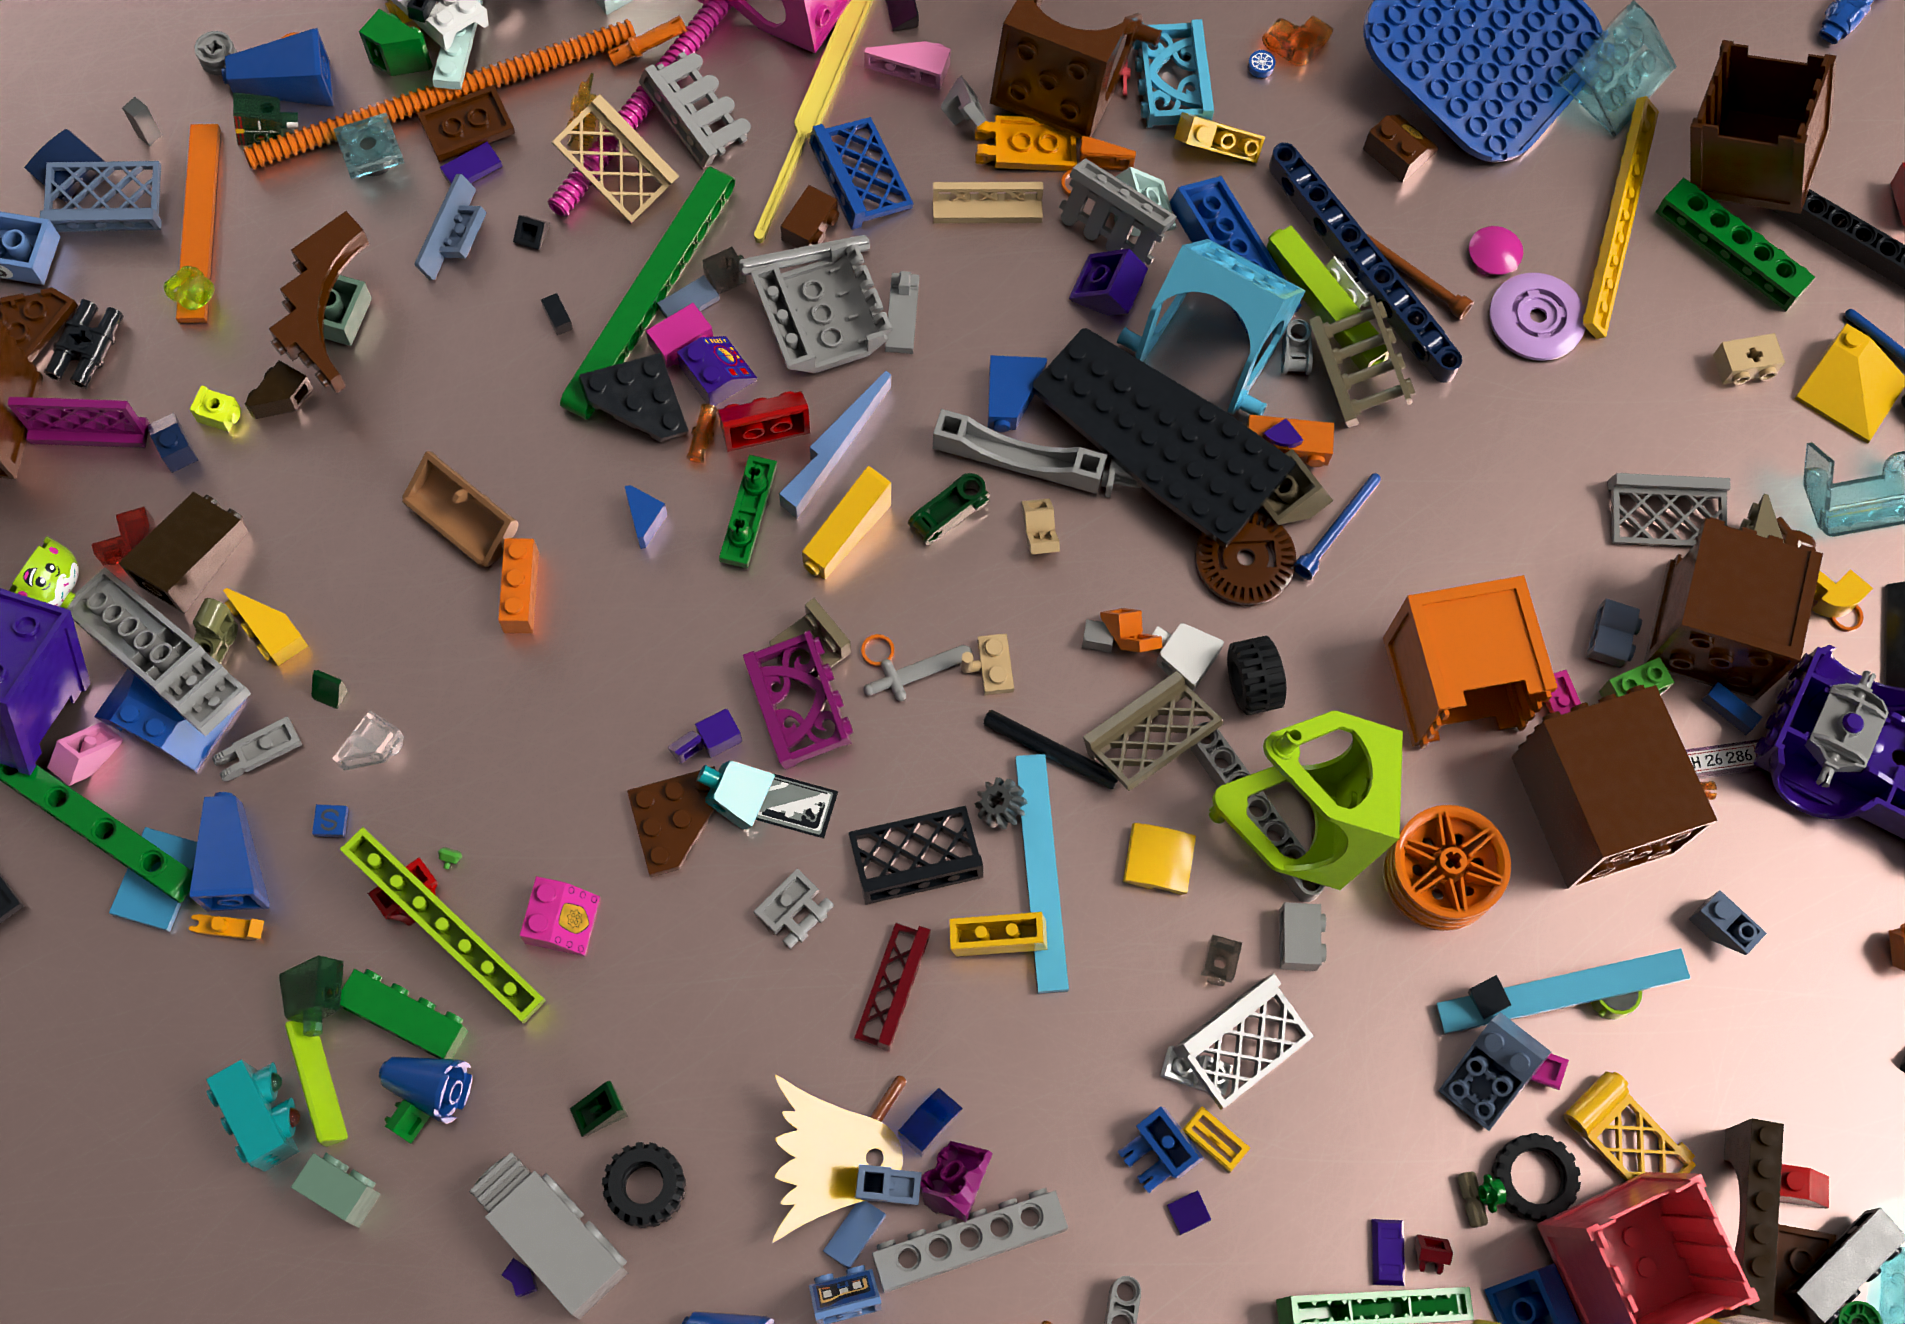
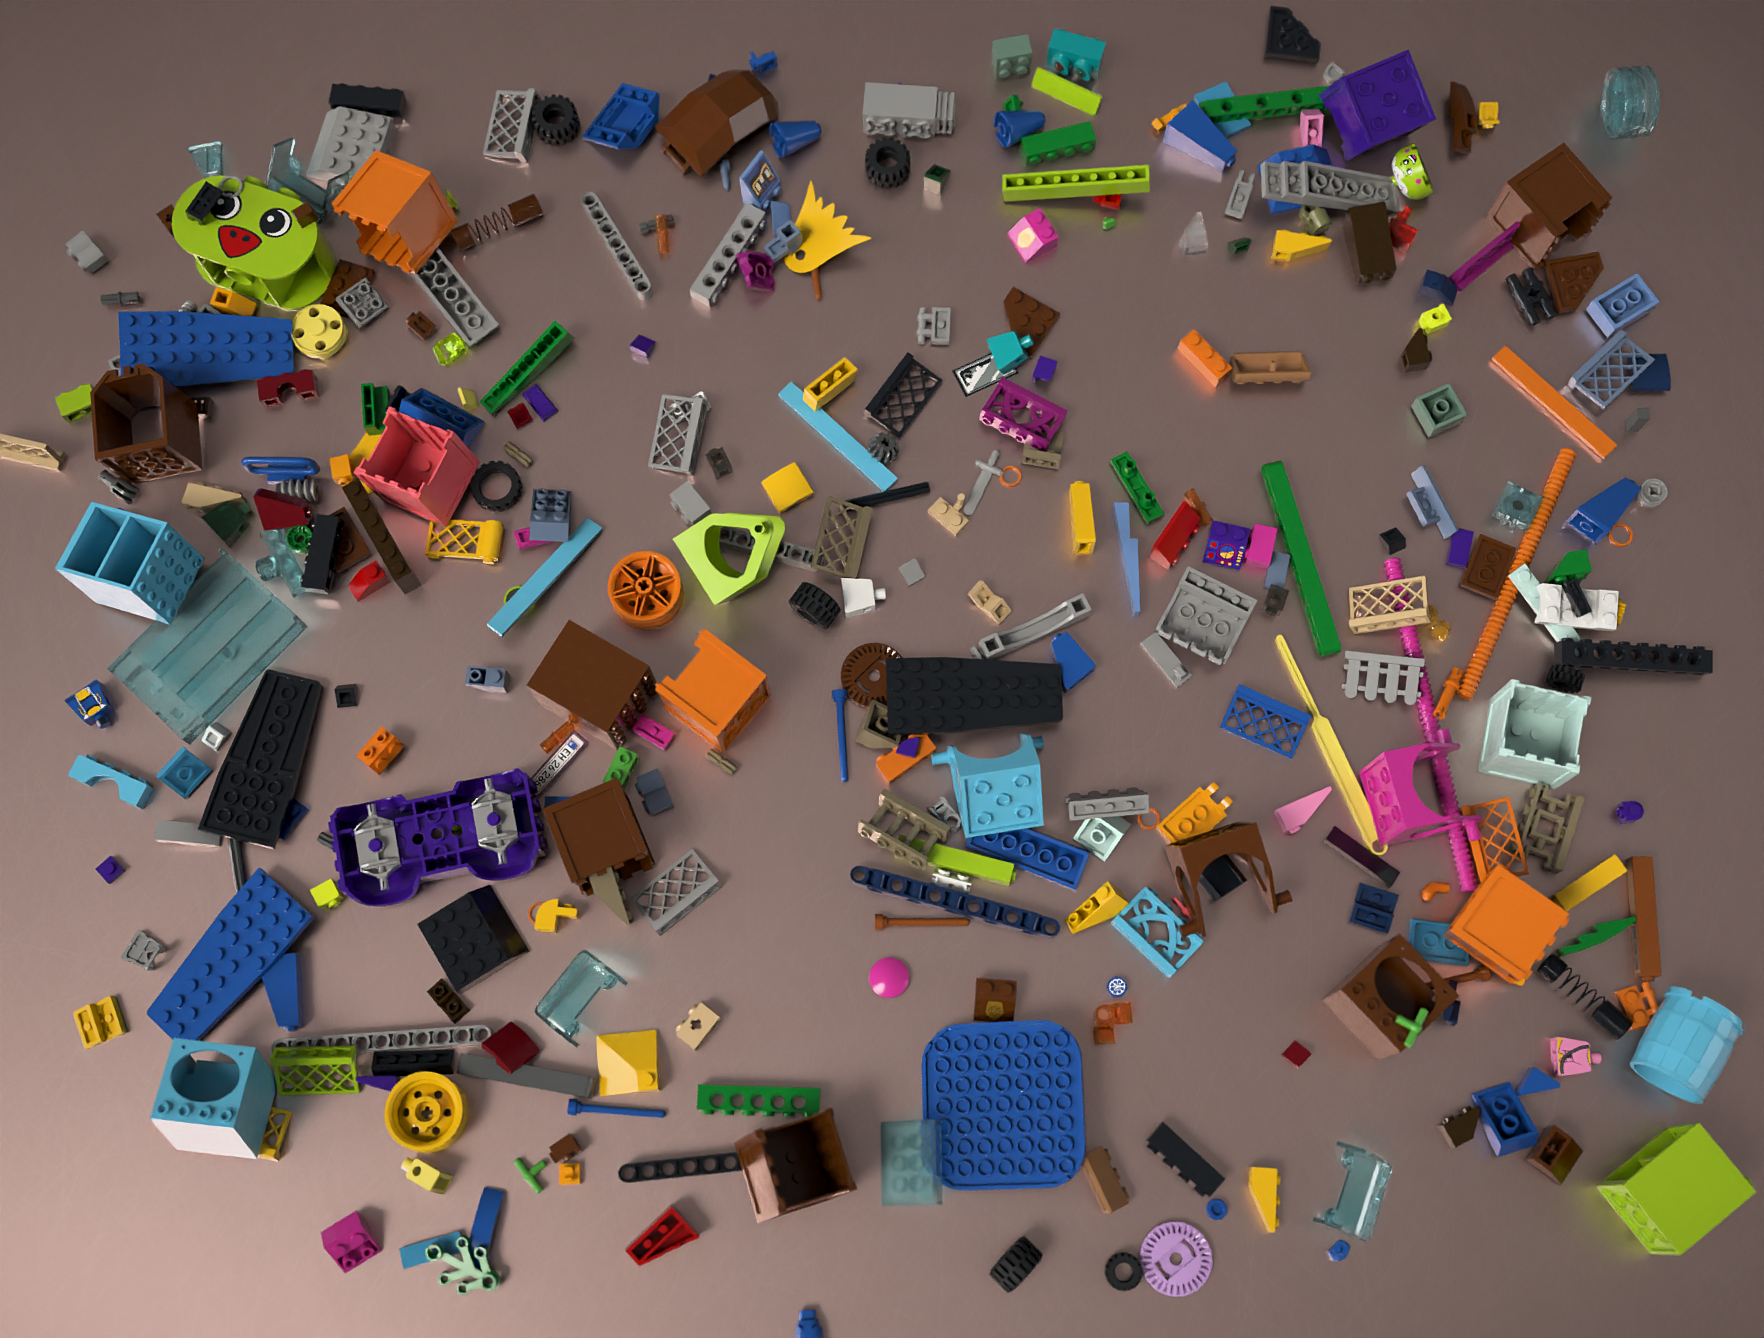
camera: 145 degrees right, 5 degrees up
(193, 292) = (1510, 361): clear neon green piece -> none
(260, 118) = (1587, 470): clear green torso -> none
(312, 992) = (1102, 115): clear green torso -> none
(319, 263) = (1429, 374): reddish brown arch -> none
(330, 821) = (1176, 193): blue tile -> none
(556, 314) = (1332, 506): black piece -> none
(638, 396) = (1246, 494): black plate -> none
(646, 513) = (1184, 442): blue slope -> none
(686, 746) = (1055, 353): dark purple slope -> none
(799, 255) = (1243, 641): light grey axle -> none
(809, 218) = (1261, 666): reddish brown brick -> none
(903, 989) = (853, 331): dark red fence -> none
(929, 1121) = (789, 287): clear blue slope -> none
(949, 507) = (1042, 573): dark green piece -> none
(963, 104) = (1249, 806): light grey slope -> none
(987, 204) = (1180, 759): tan fence -> none
(1106, 154) = (1152, 841): orange slope -> none
(1109, 282) = (1076, 767): dark purple slope -> none
(1127, 630) = (897, 582): orange slope -> none
(1165, 1137) = (674, 360): blue brick -> none
(1236, 1158) = (640, 392): yellow tile -> none
(1489, 997) = (578, 544): black slope -> none
(1492, 1192) = (511, 458): green plate -> none
(1555, 335) = (815, 957): lavender piece -> none
(1620, 218) = (836, 1062): yellow plate -> none
(1794, 537) = (596, 932): reddish brown rock -> none

